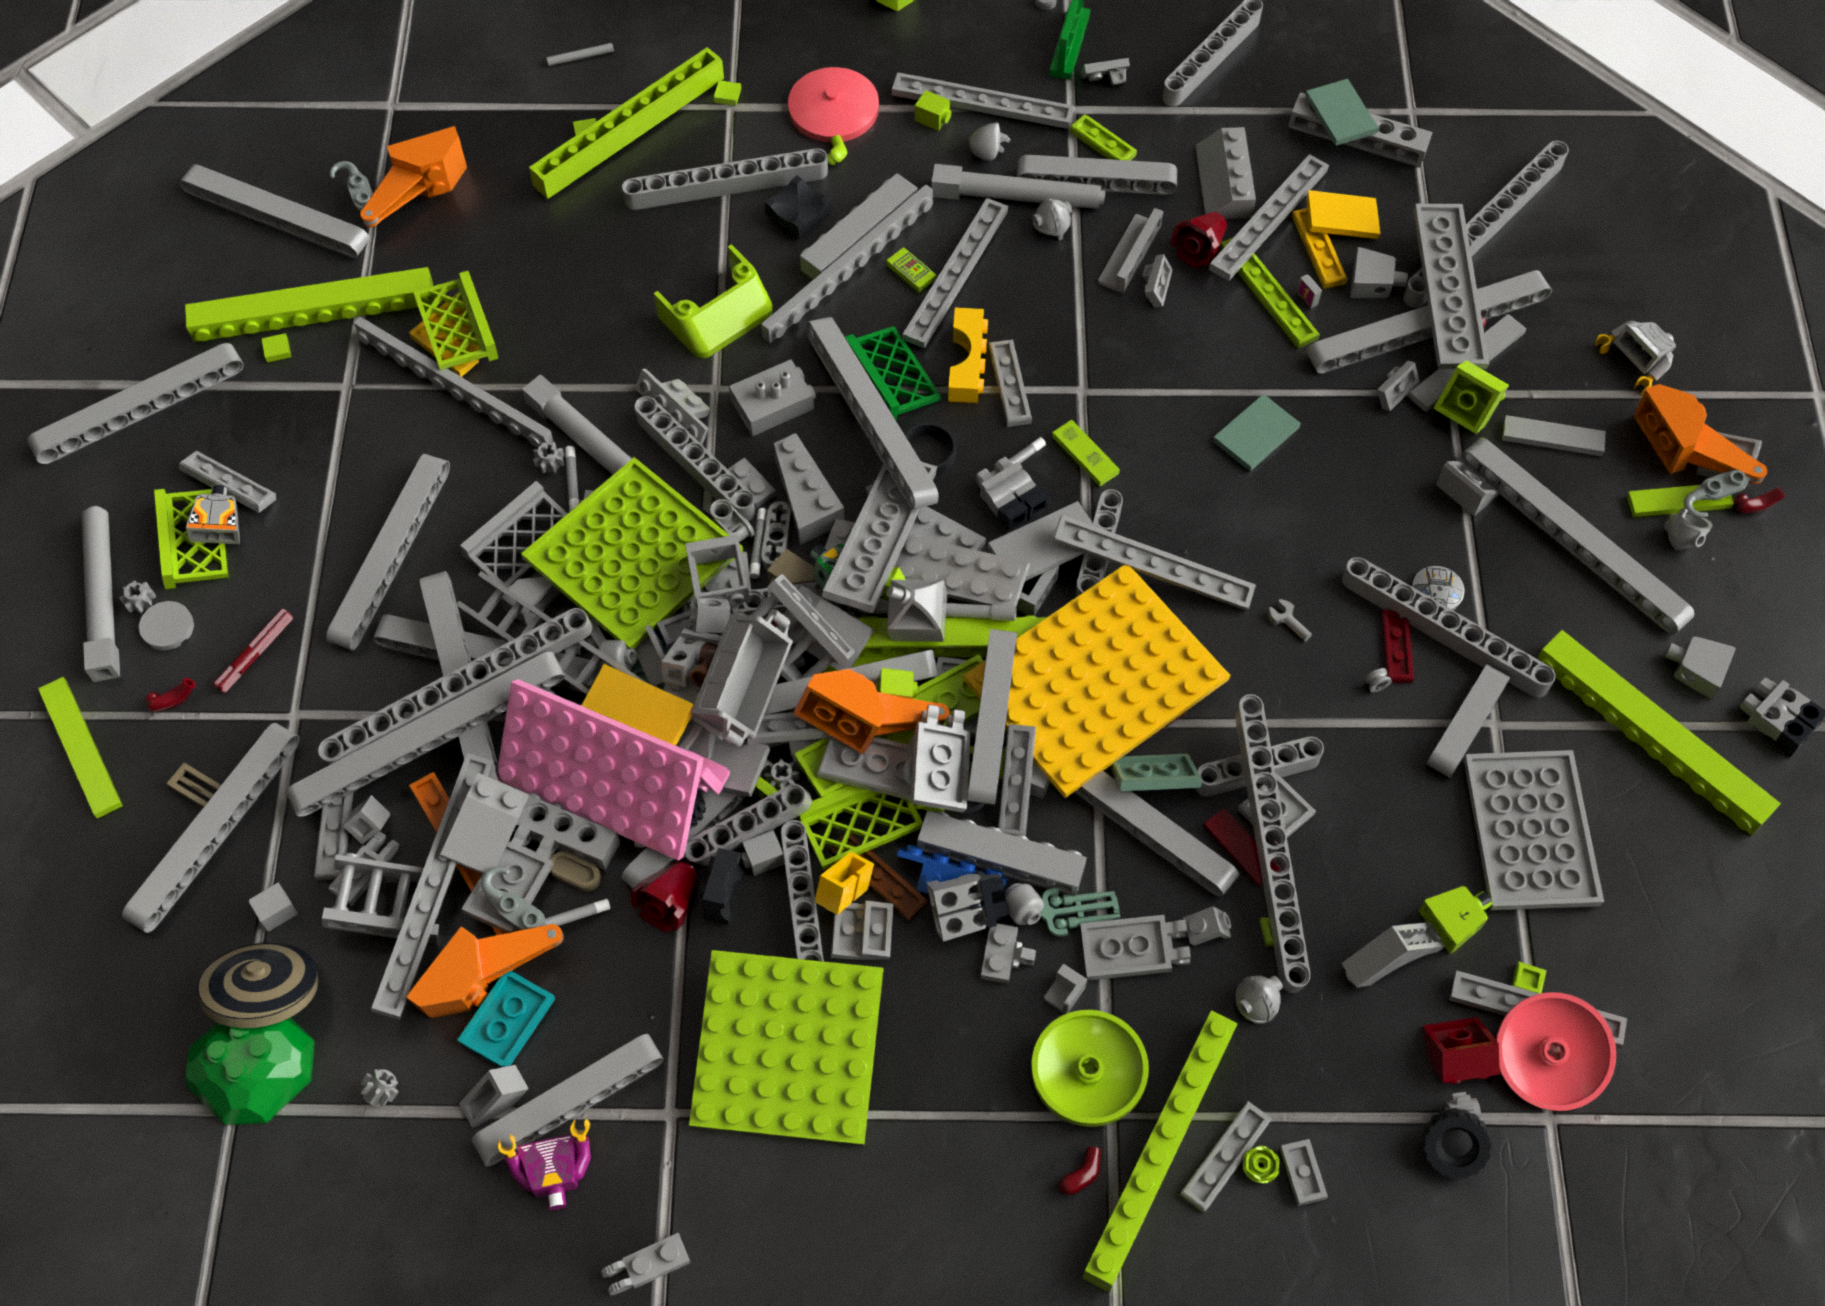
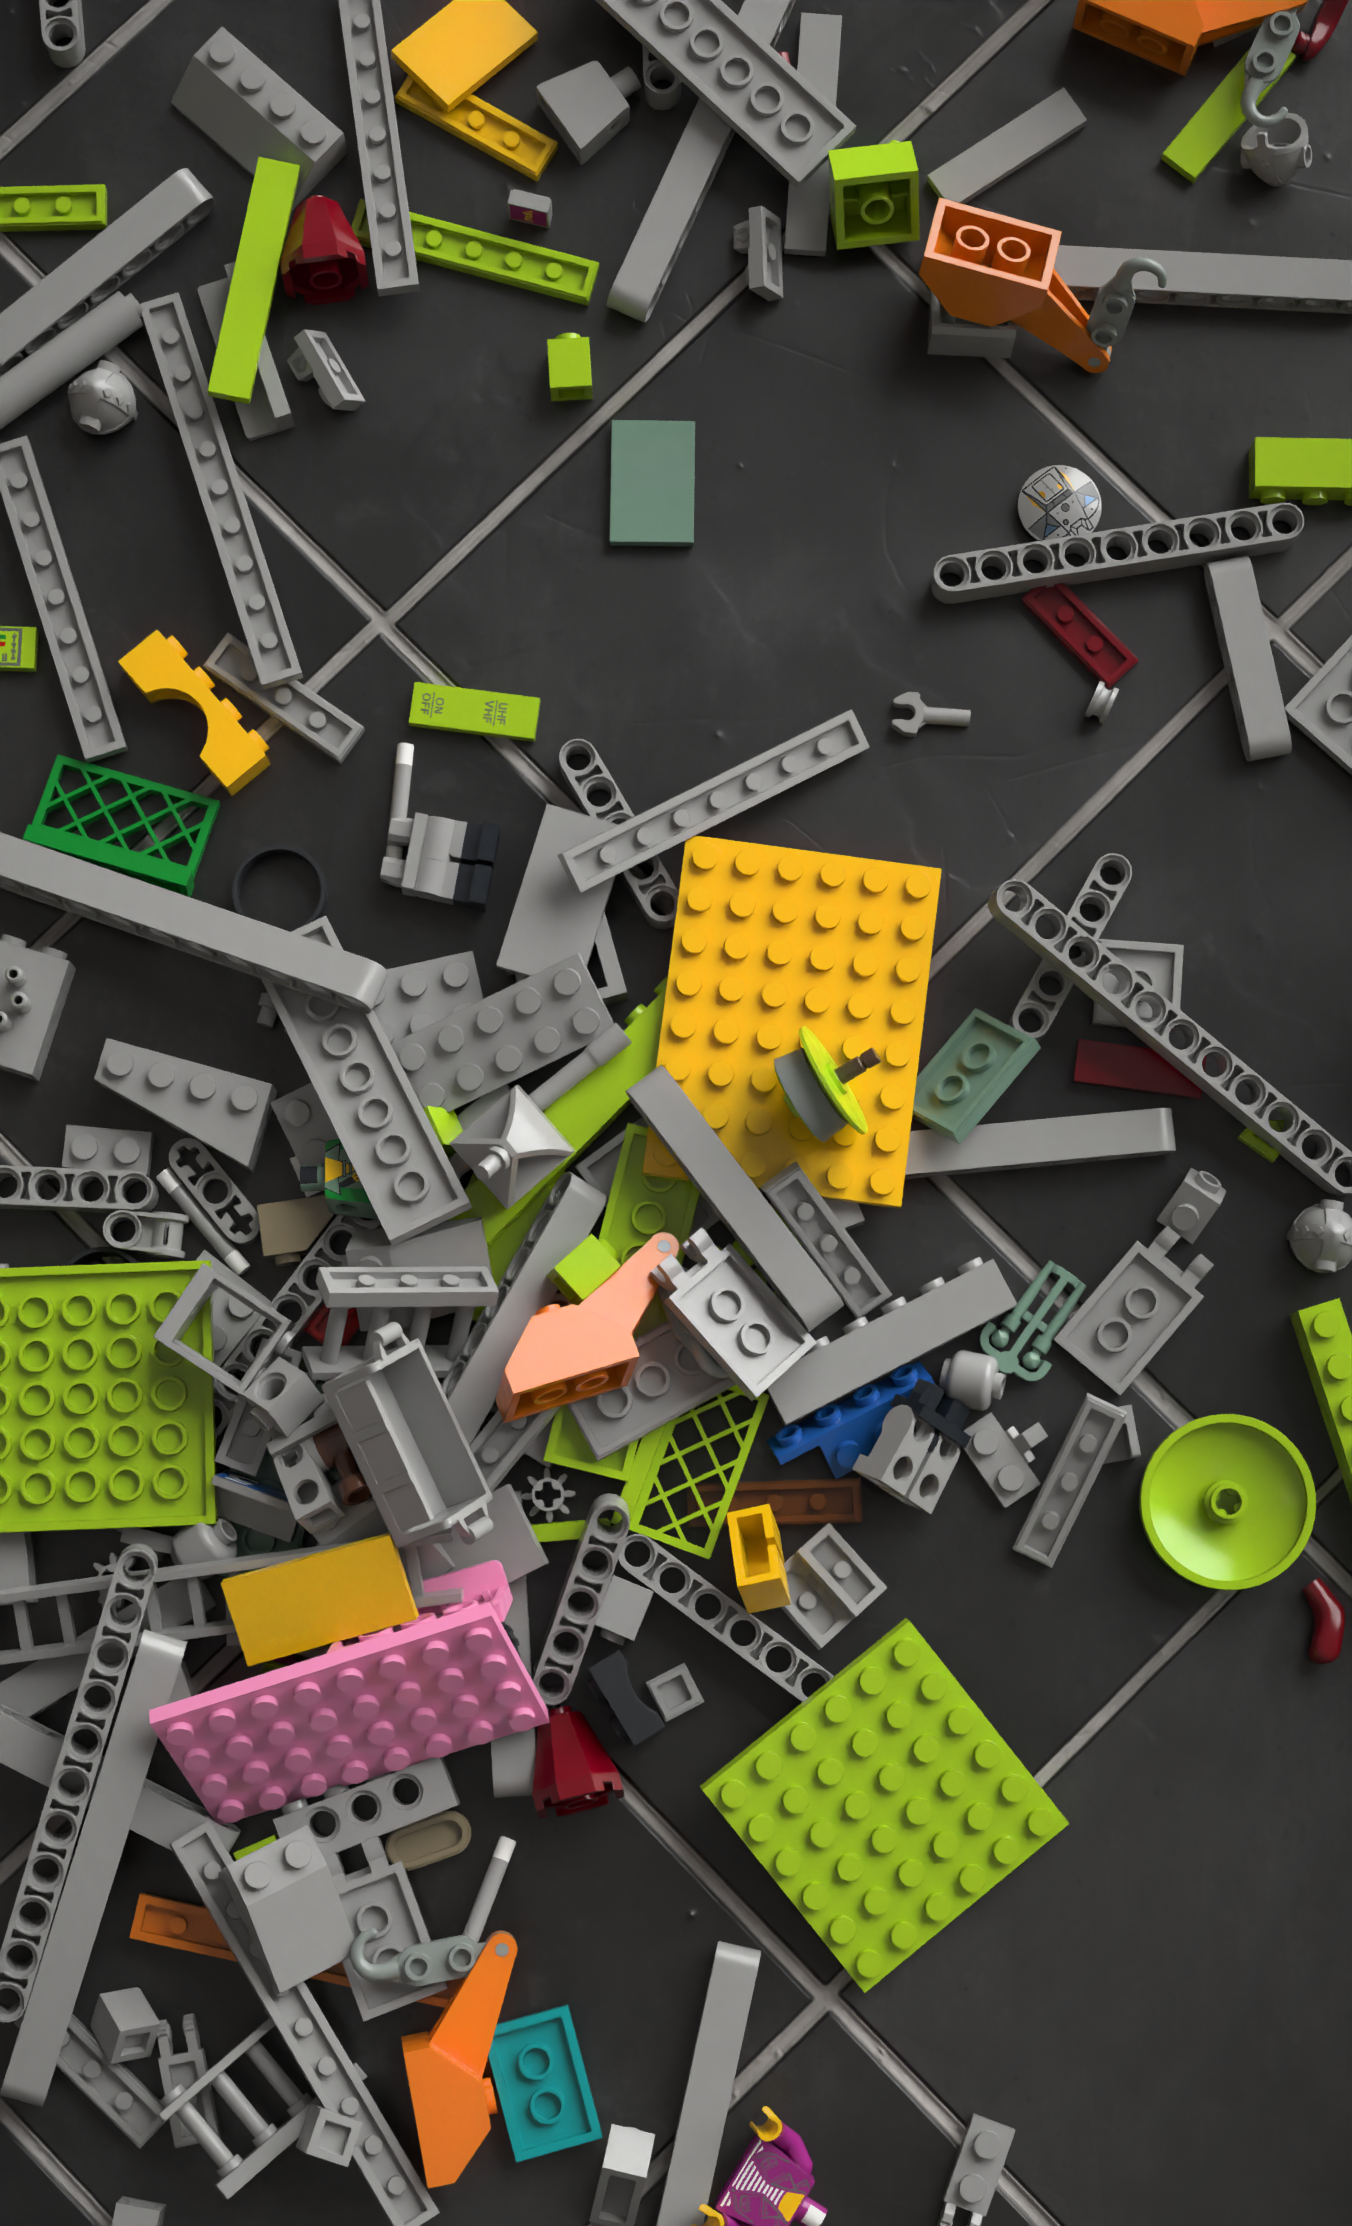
camera: 45 degrees left, 20 degrees up
(392, 932) = (329, 2135): none -> light grey panel
(747, 912) = (674, 1692): none -> light grey tile
(1023, 987) = (1069, 1480): none -> light grey tile
(1064, 288) = (221, 492): none -> light grey plate
(1079, 698) = (819, 1088): none -> piece
(1160, 220) = (253, 280): none -> lime tile
(1264, 360) = (569, 367): none -> lime brick
(1504, 460) = (1004, 270): none -> orange slope

